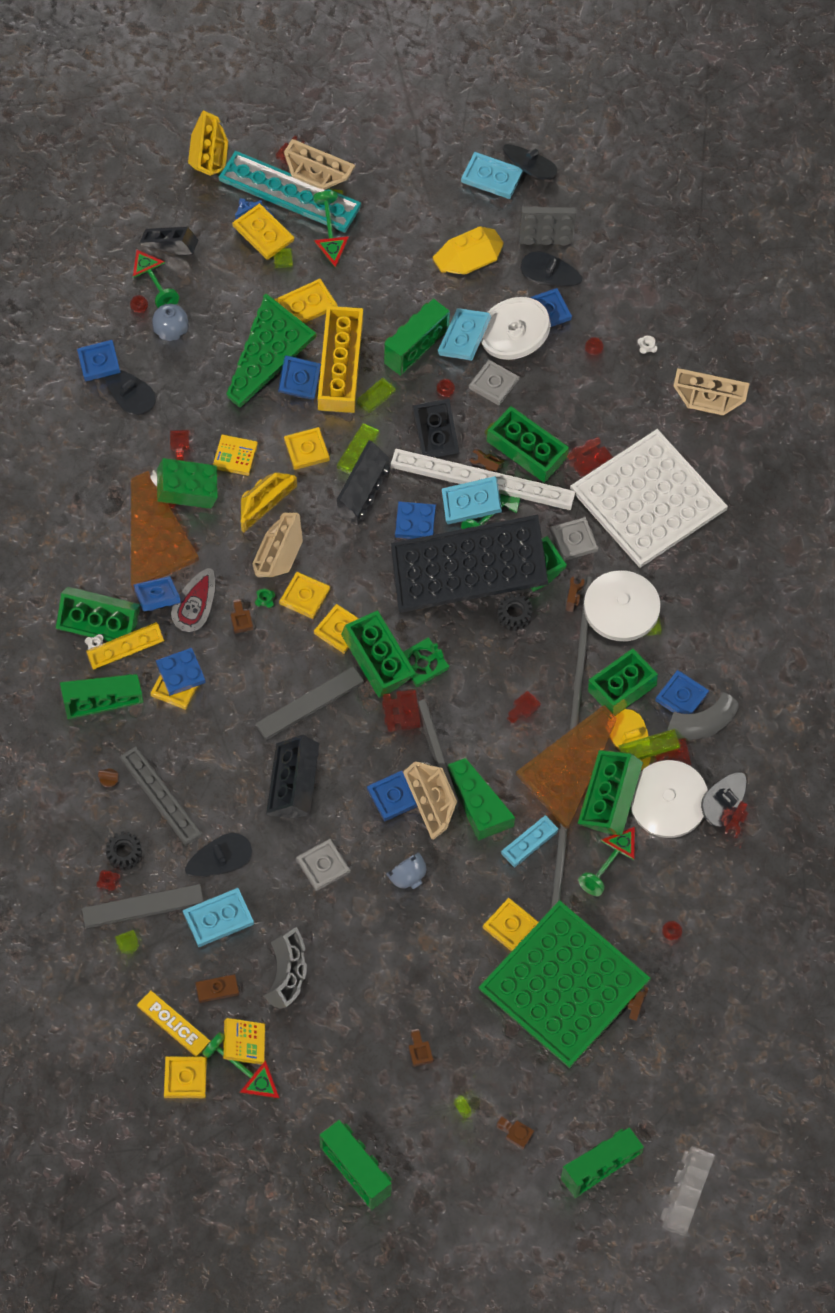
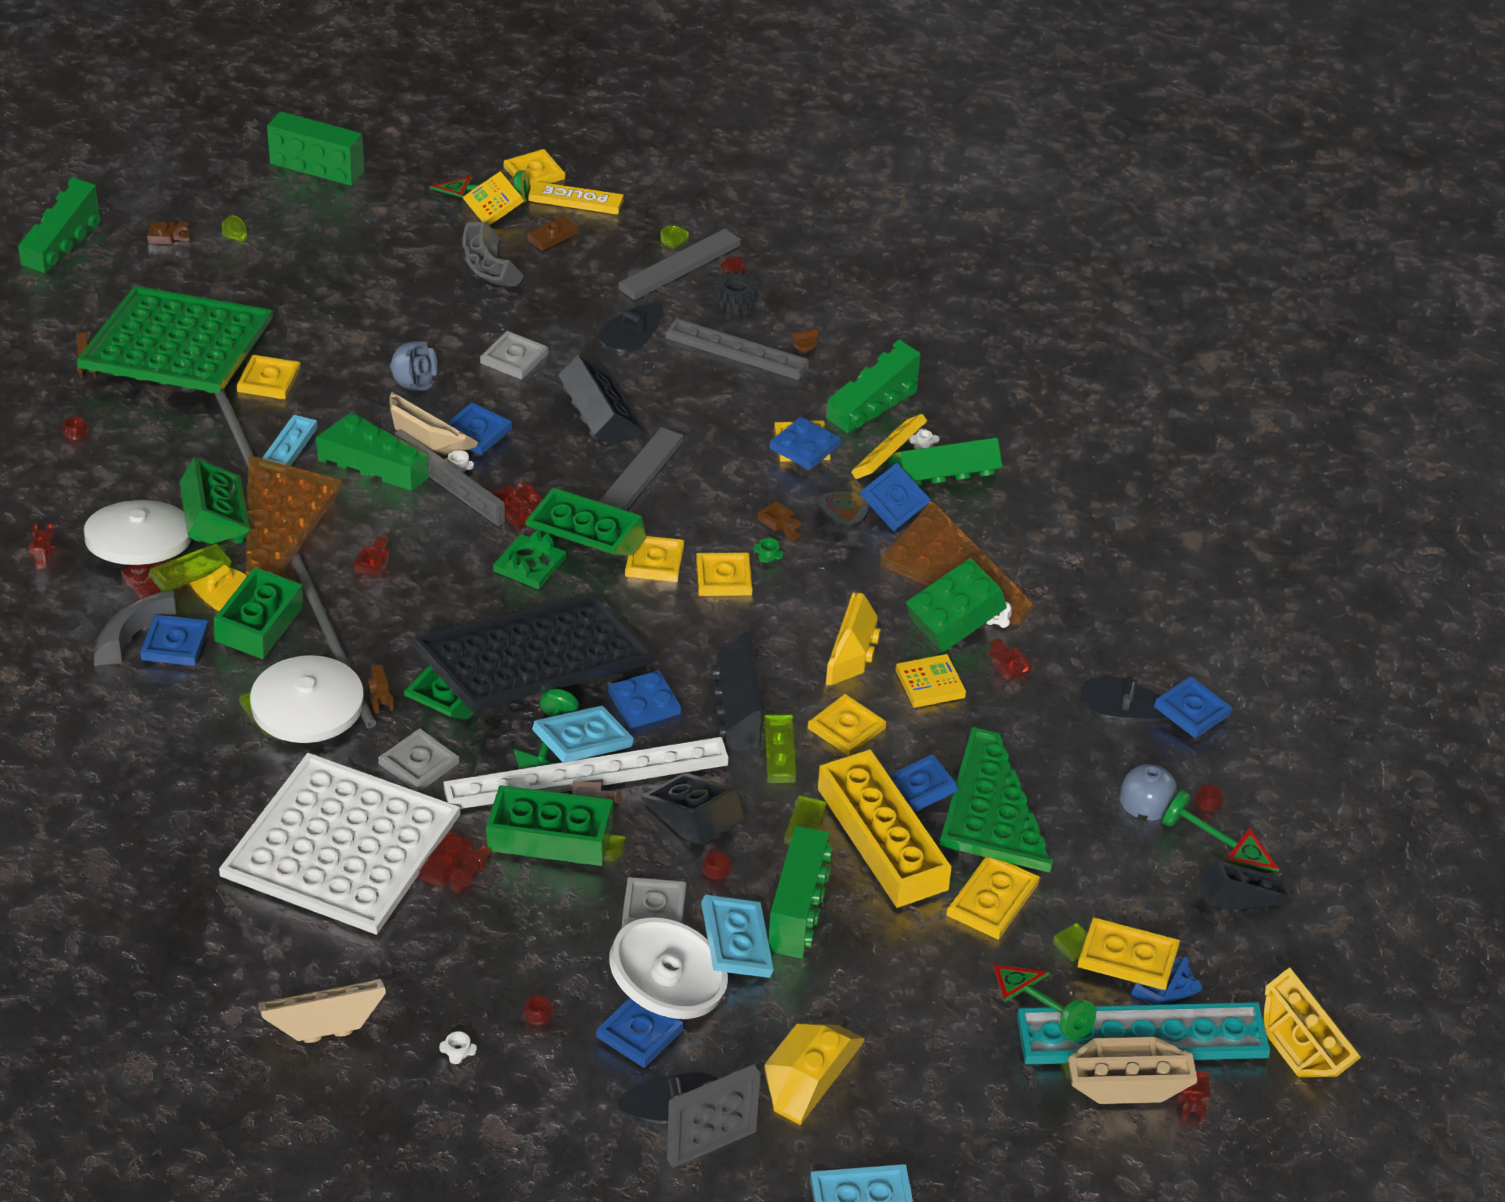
camera: 150 degrees right, 20 degrees down
(218, 917) = (593, 276): medium azure plate -> none
(279, 547) = (788, 586): tan wedge -> none
(419, 1051) = (306, 250): reddish brown plate -> none
(624, 844) = (191, 427): green piece -> none
(723, 799) = (67, 554): shield -> none

